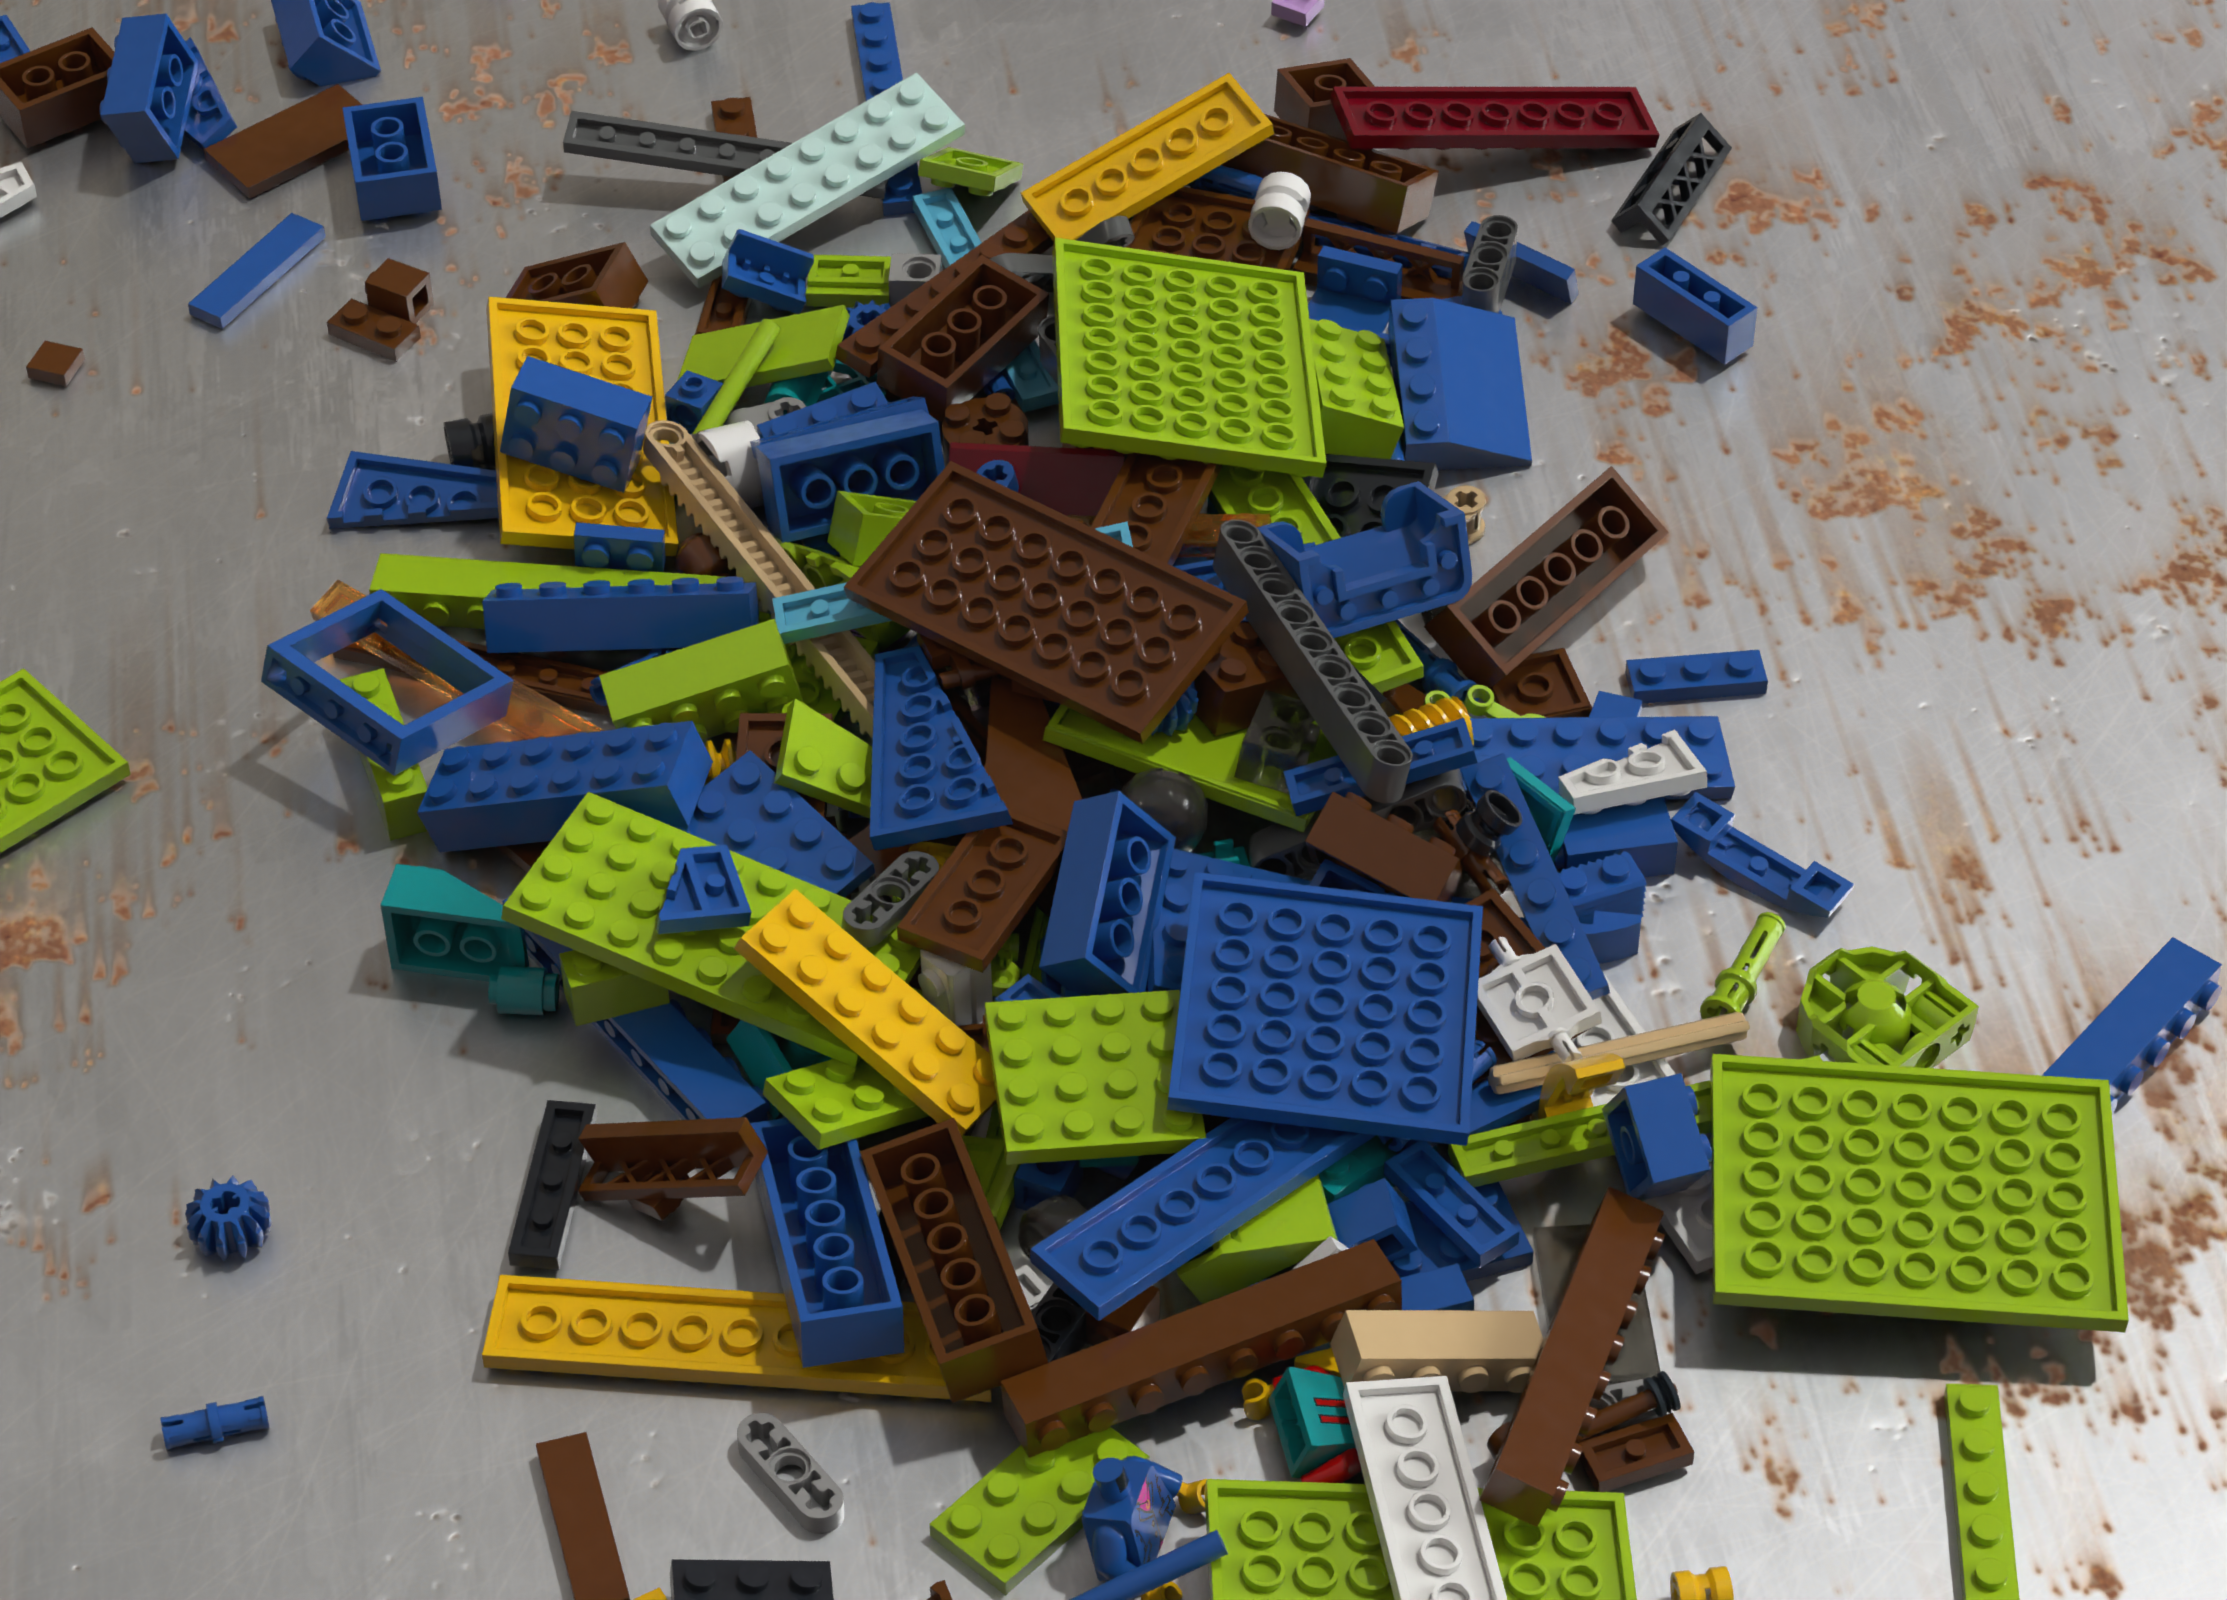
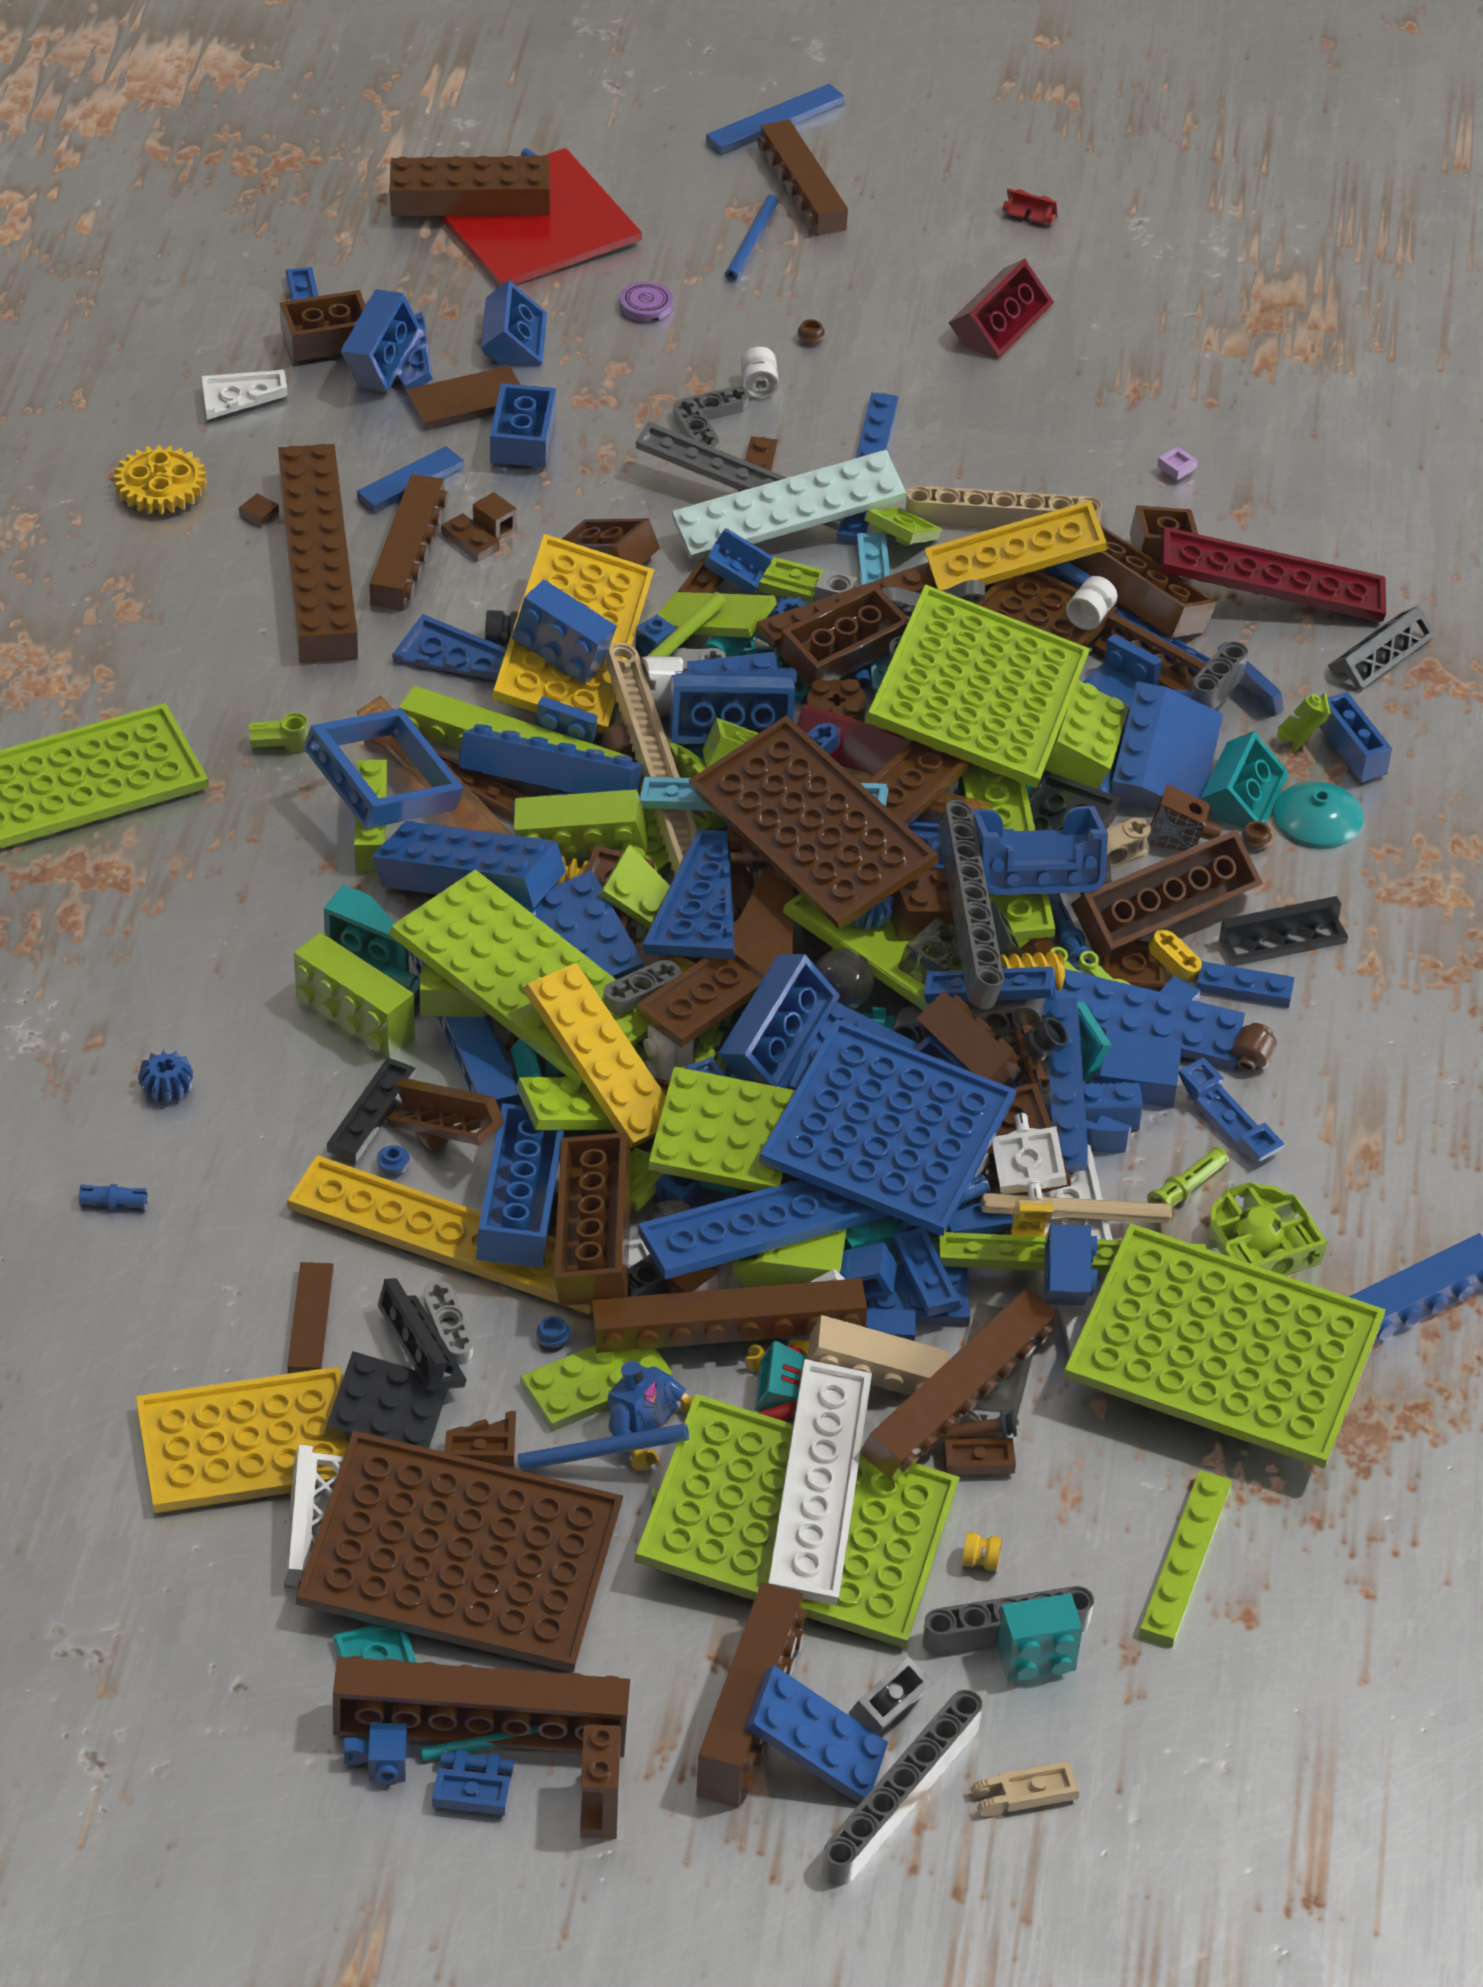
camera: 15 degrees right, 0 degrees up
(167, 404) = (317, 553): none -> reddish brown brick
(222, 666) = (288, 732): none -> lime piece
(290, 357) = (408, 542): none -> reddish brown brick
(467, 1021) = (354, 995): none -> lime brick
(614, 1260) = (393, 1160): none -> blue plate
(660, 62) = (728, 402): none -> dark grey beam
(704, 893) = (519, 950): blue wing -> none
(761, 1511) = (419, 1338): none -> black fence
(949, 1444) = (553, 1332): none -> blue plate
(1073, 120) = (985, 507): none -> tan beam
(1520, 475) = (1181, 821): none -> reddish brown torso
(1576, 404) = (1245, 782): none -> teal slope
(1588, 661) = (1175, 955): none -> yellow beam
(1625, 464) = (1256, 835): none -> reddish brown plate
(1630, 293) = (1312, 713): none -> lime hinge
(1641, 776) = (1174, 1036): white wing -> none
(1687, 422) = (1318, 815): none -> teal dish
(1704, 587) = (1278, 926): none -> black fence
(1751, 759) = (1254, 1047): none -> reddish brown head

